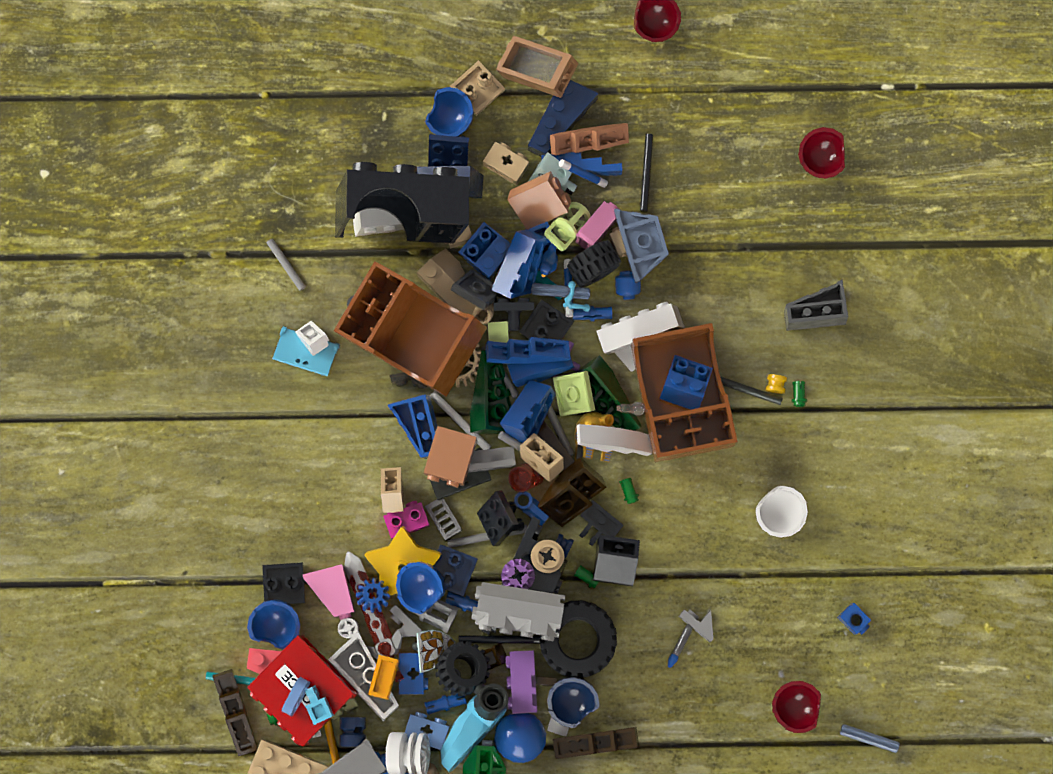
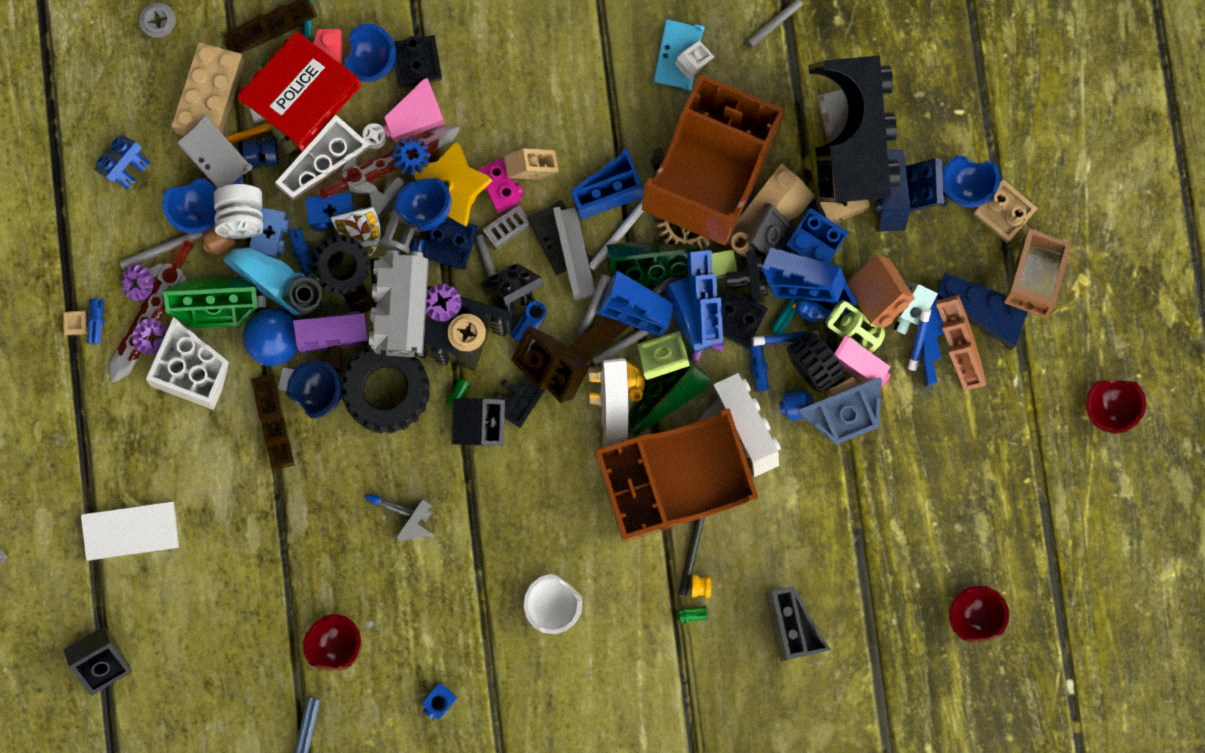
camera: 80 degrees right, 0 degrees up
(295, 696) = (289, 81): medium blue beam -> none
(319, 708) = (278, 107): medium azure plate -> none
(383, 677) = (321, 176): light orange tile -> none
(450, 457) = (573, 220): nougat brick -> none
(511, 172) = (912, 262): tan brick -> none
(524, 478) = (562, 311): clear red wheel -> none
(541, 457) = (584, 323): tan brick -> none
(559, 291) = (779, 327): sand blue axle -> none
(565, 544) = (489, 361): dark blue wheel -> none
(568, 302) = (766, 337): medium azure piece -> none
(629, 491) = (559, 430): green pin -> none
(636, 408) = (653, 425): clear piece -> none
(646, 172) = (931, 414): black bar -> none
(686, 383) = (688, 479): blue slope -> none

